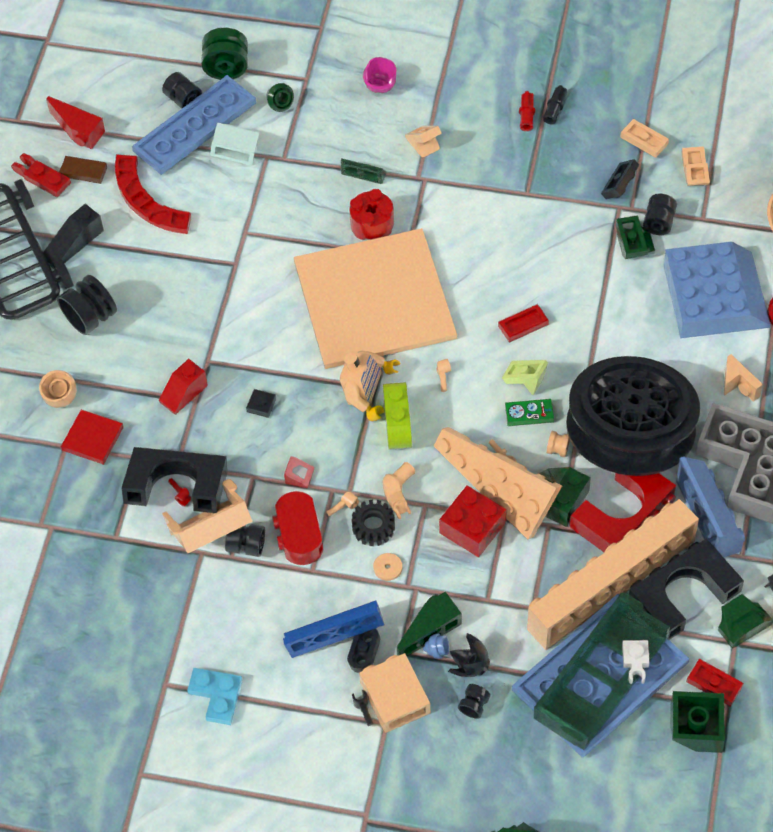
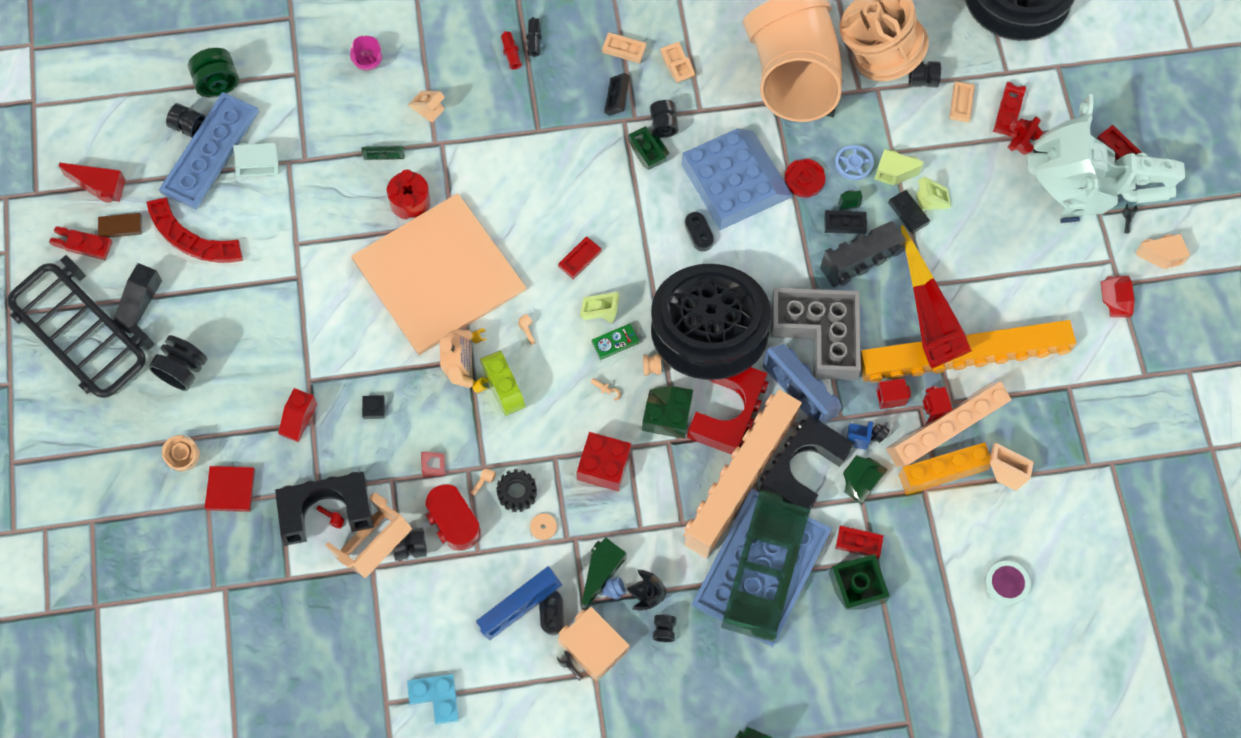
camera: 25 degrees left, 10 degrees up
(280, 97) = (280, 100): dark green cone -> none
(393, 488) = (524, 455): light nougat arm -> none
(501, 479) = (615, 416): light nougat wing -> none
(635, 657) = (789, 544): white plate -> none
(657, 330) = (699, 230): none -> black plate
(739, 376) = (780, 252): light nougat slope -> none
(755, 577) = (860, 435): none -> blue panel

